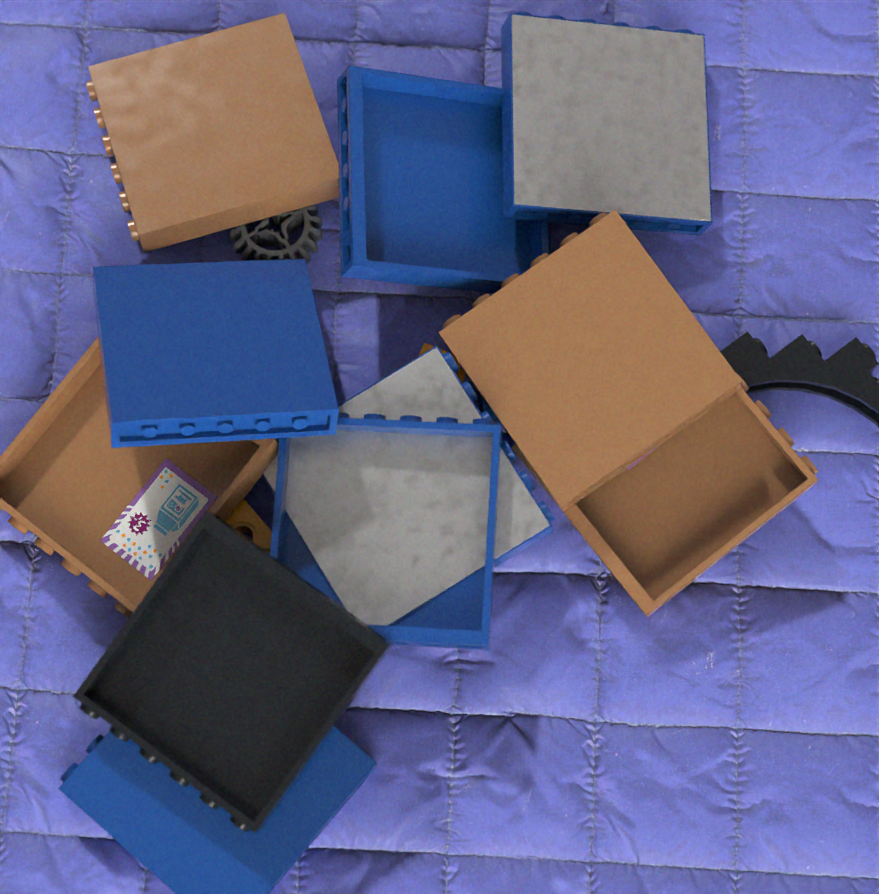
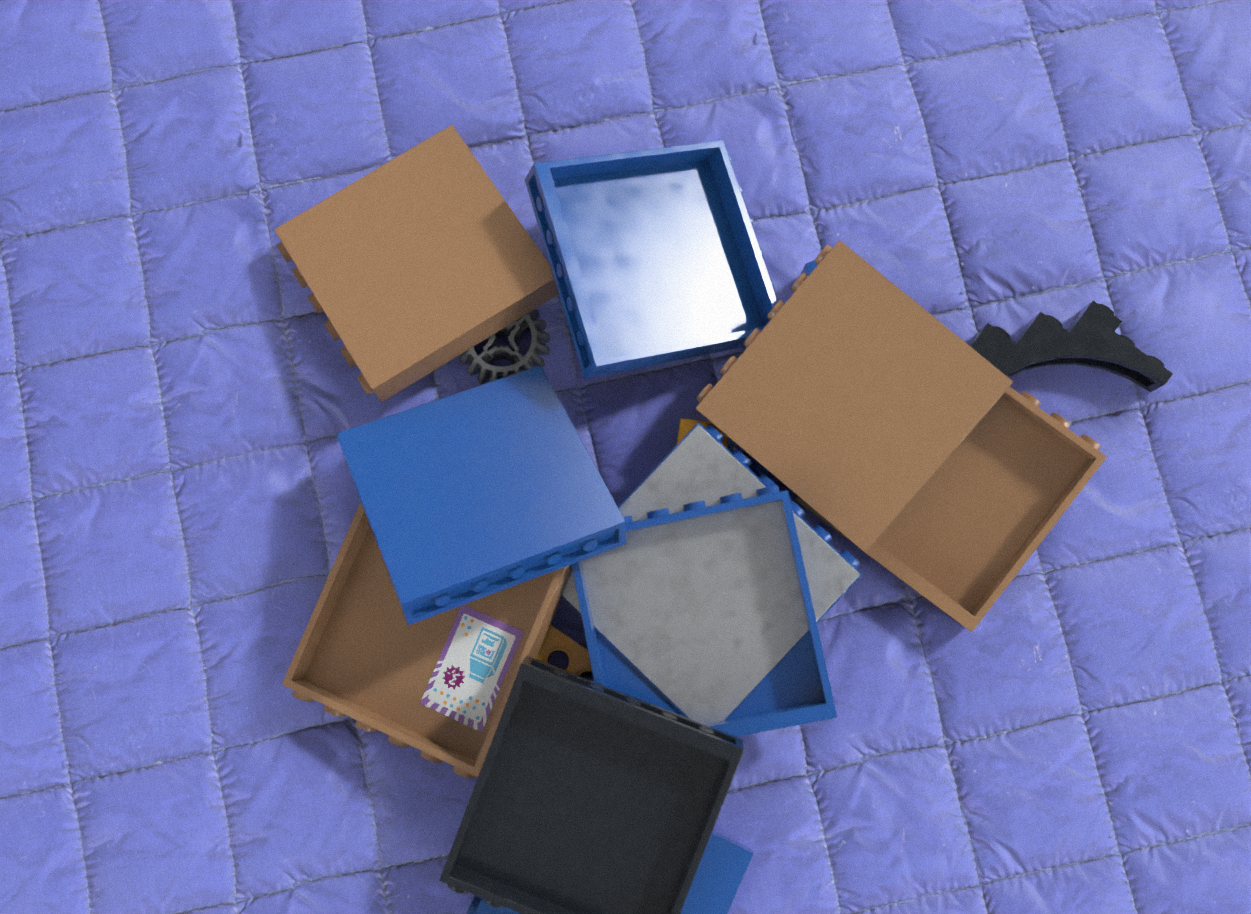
camera: 10 degrees left, 5 degrees up
(605, 124) = (793, 154): flat silver panel -> none

